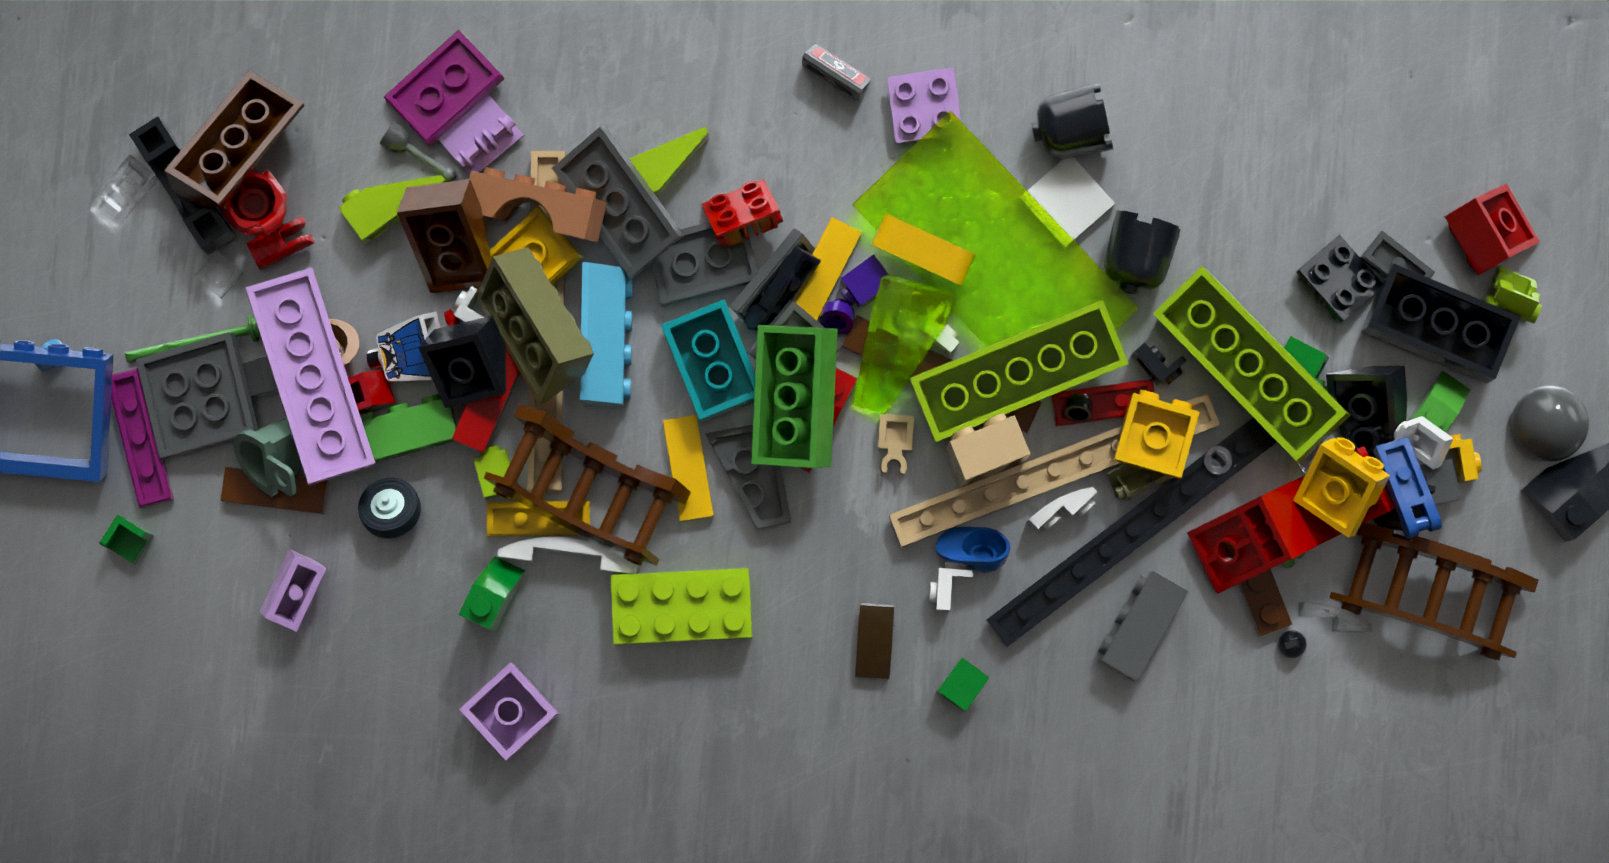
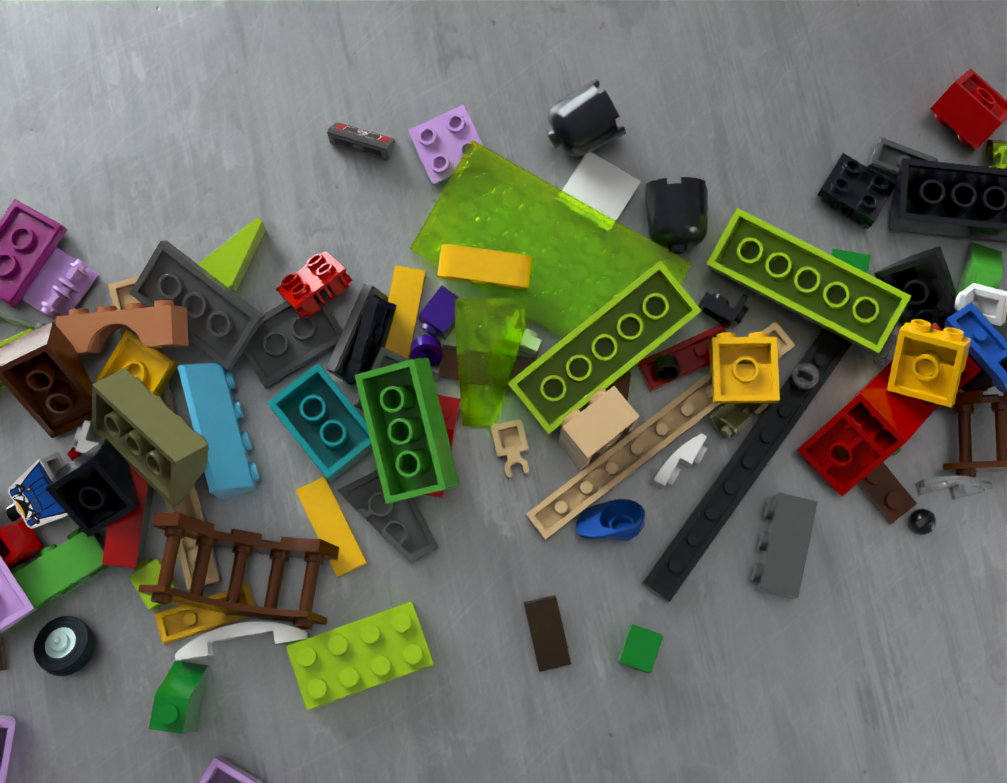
camera: 15 degrees left, 5 degrees down
(941, 591) = (594, 568): white bracket -> none

